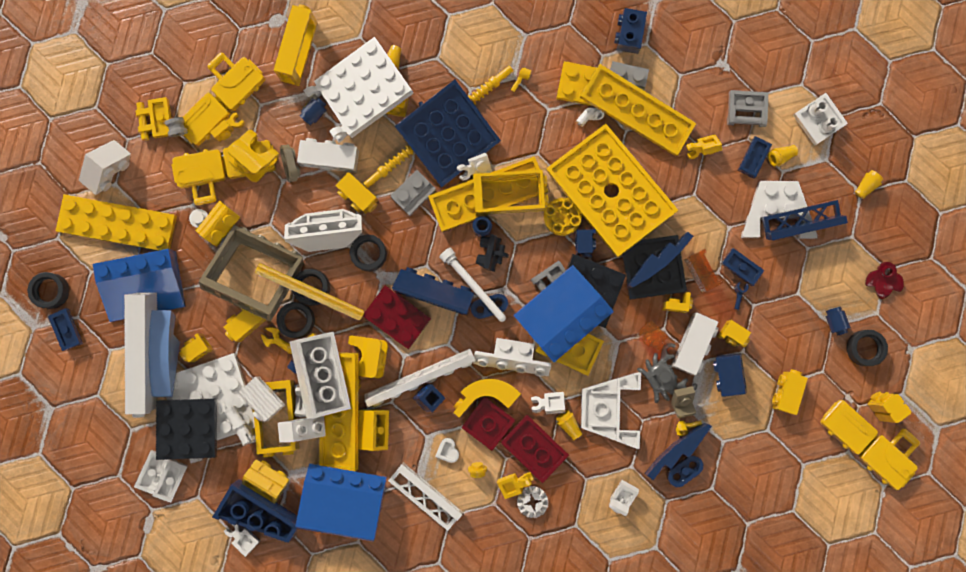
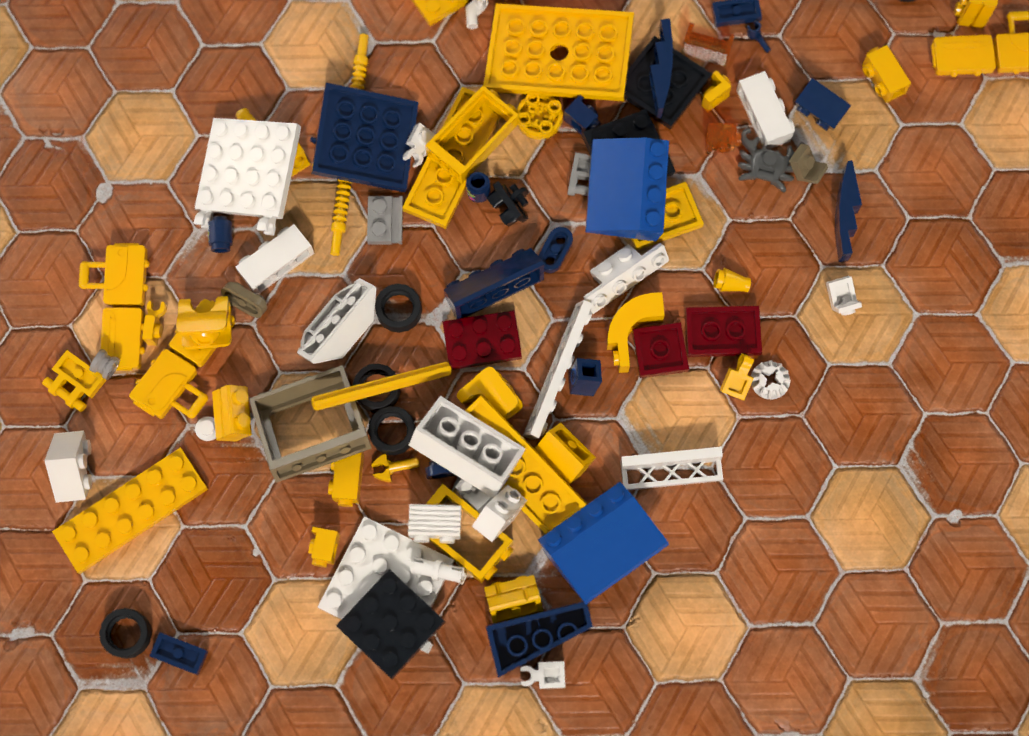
camera: 45 degrees left, 10 degrees down
(137, 378) = (278, 593): white brick -> none
(140, 273) = (211, 541): blue slope -> none
(160, 477) = (409, 698): white slope -> none
(162, 353) = (298, 575): medium blue slope -> none
(295, 45) = (147, 190): yellow window -> none
(361, 197) = (335, 267): yellow brick -> none
(447, 451) = (649, 410): white tile -> none
(449, 257) = (476, 243): white piece -> none
(477, 470) = (693, 399): yellow plate -> none
(523, 74) = (380, 30): yellow hand -> none
(553, 403) = (696, 277): white plate -> none
(602, 409) = (746, 241): white wing -> none
(682, 427) = (831, 190): yellow hand -> none
(686, 474) = (869, 224): dark blue plate -> none
(734, 334) = (789, 70): yellow brick -> none

